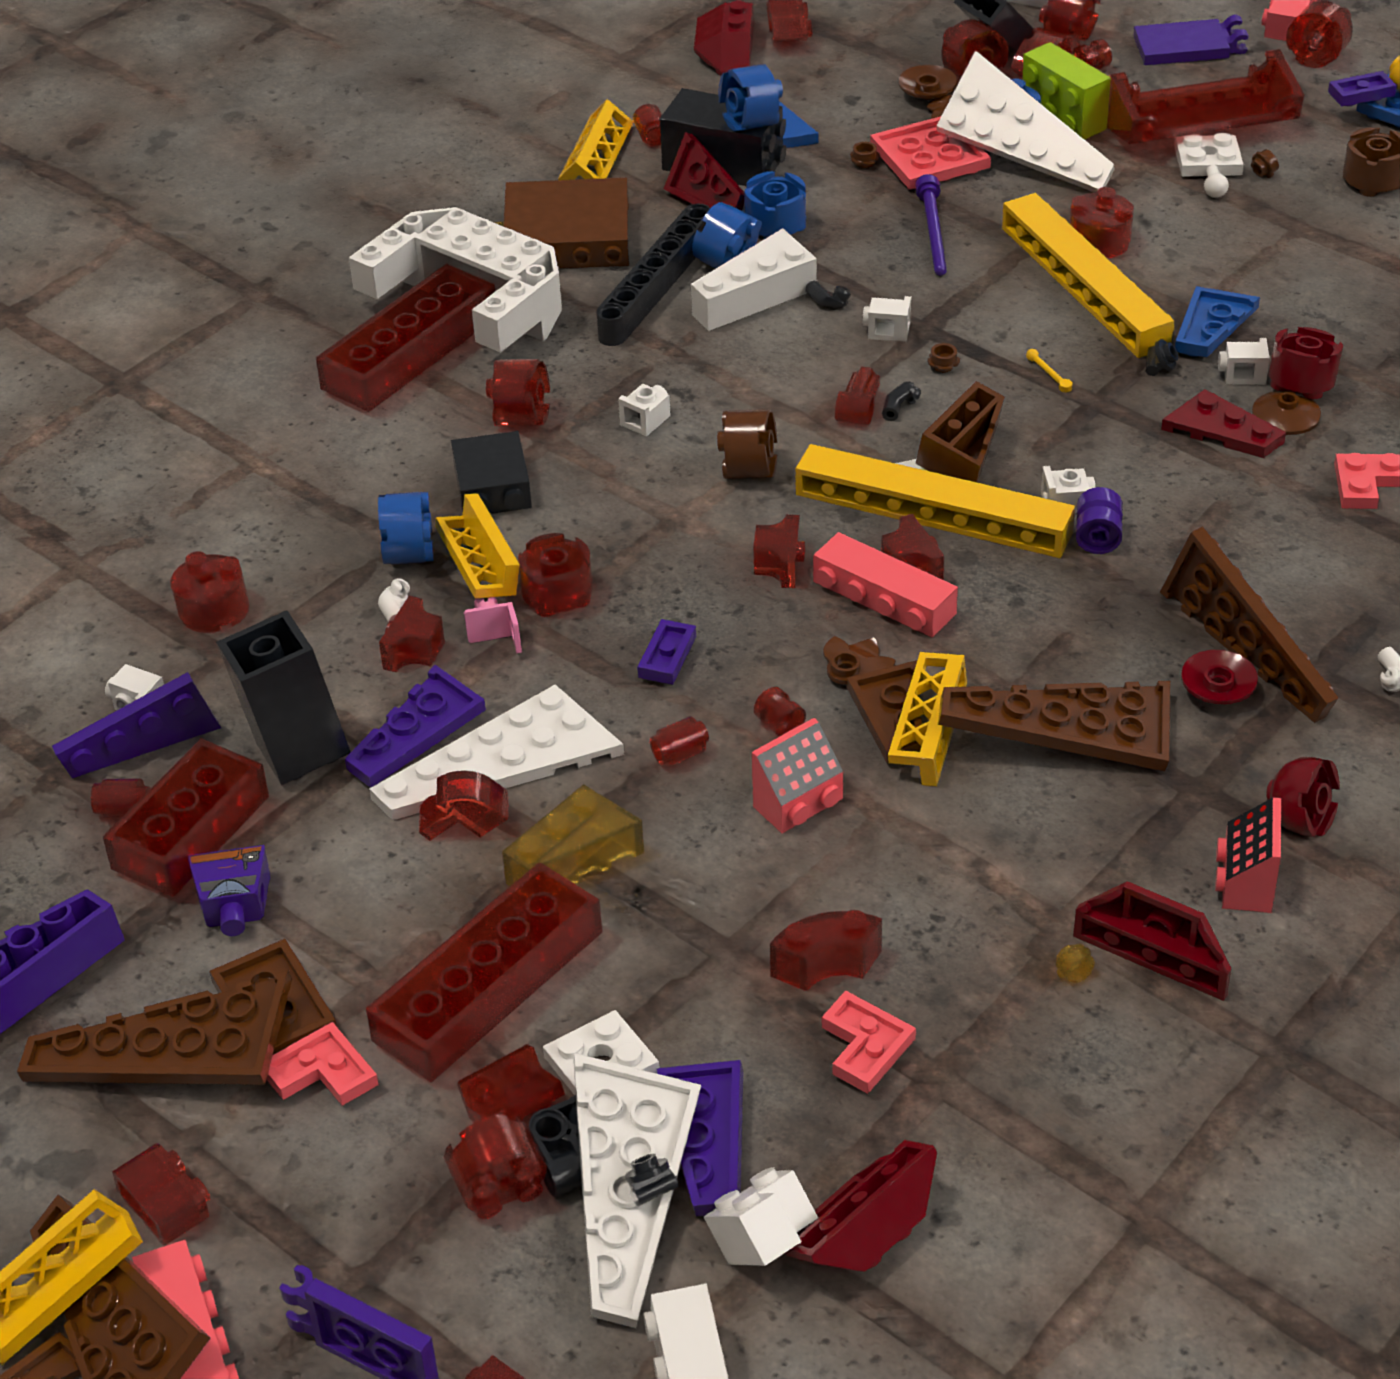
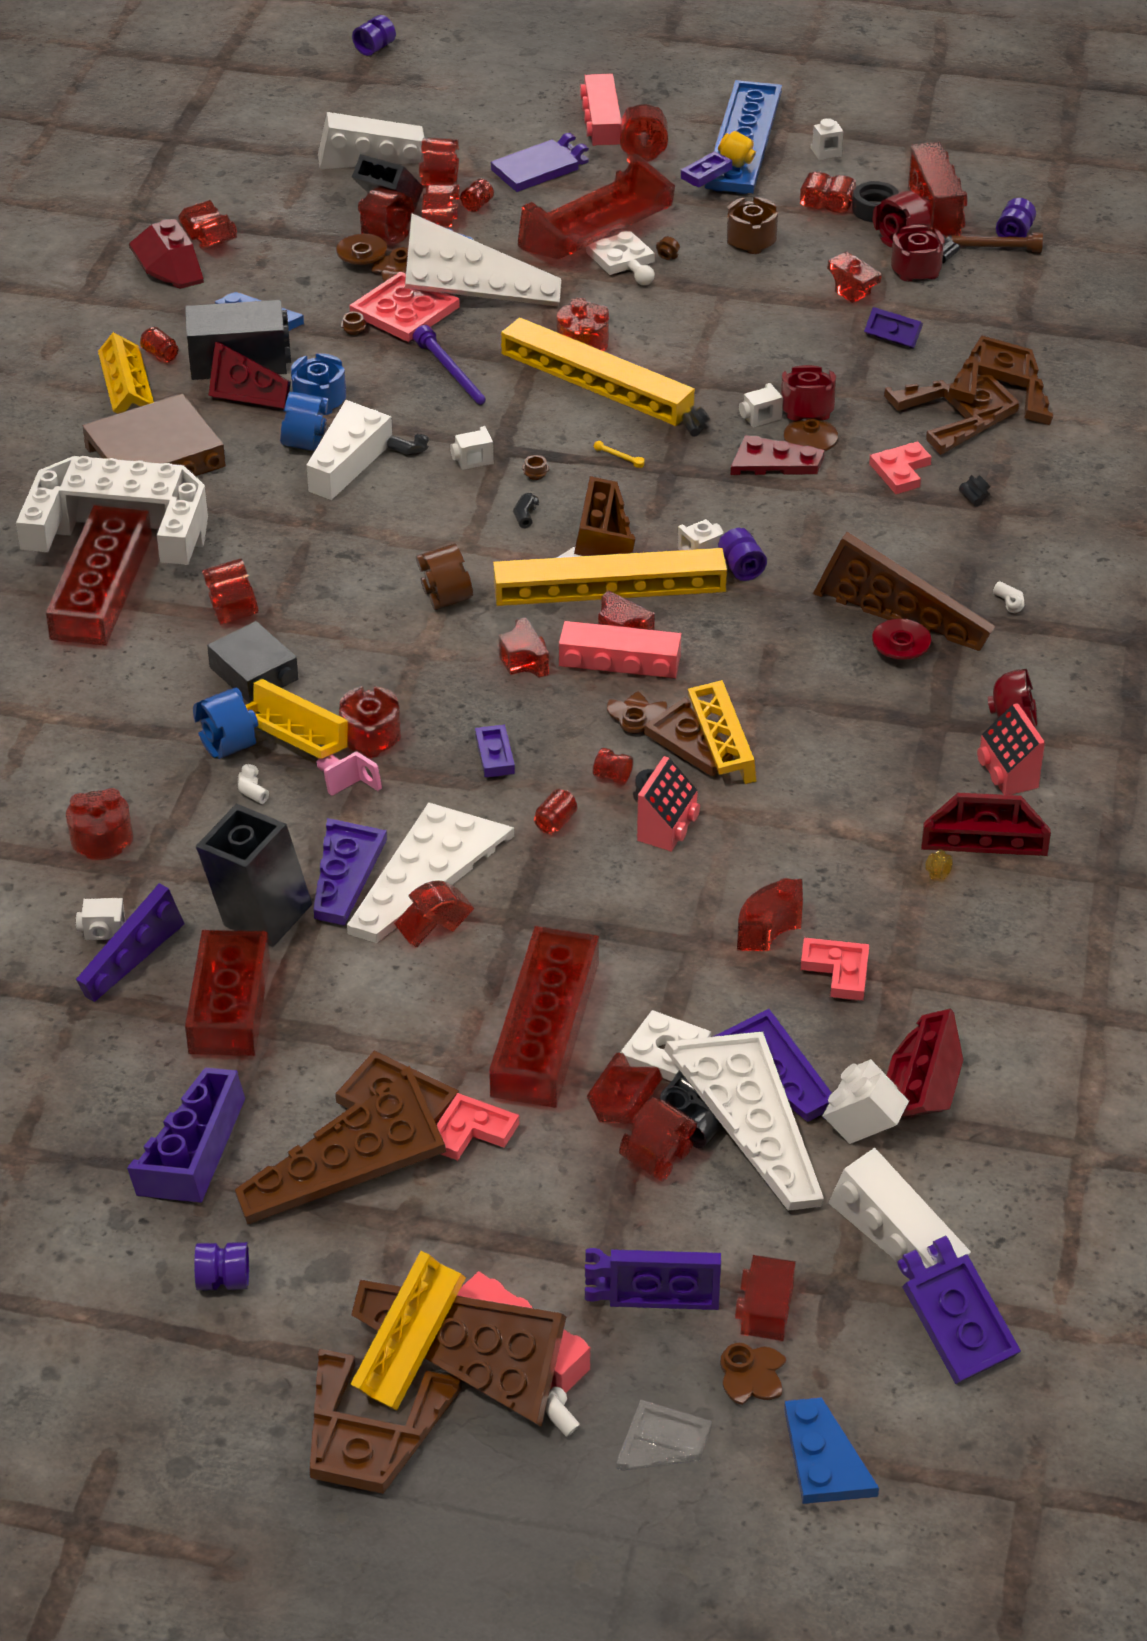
camera: 30 degrees left, 0 degrees up
(116, 796) = (156, 999): clear red brick -> none
(162, 1193) = (416, 1236): clear red brick -> none
(231, 886) = (298, 1031): dark purple torso -> none
(411, 637) = (291, 801): clear red brick -> none
(576, 838) = (537, 898): clear yellow wedge -> none
(649, 403) = (334, 567): white brick -> none
(650, 278) = (260, 467): black beam -> none
(650, 1178) = (775, 1102): black plate -> none
(750, 97) = (262, 298): blue brick -> none
(857, 401) = (495, 518): clear red piece -> none
(1069, 88) = (487, 222): lime brick -> none
(1080, 718) = (830, 697): reddish brown wing -> none
(1212, 319) = (713, 380): blue wing -> none

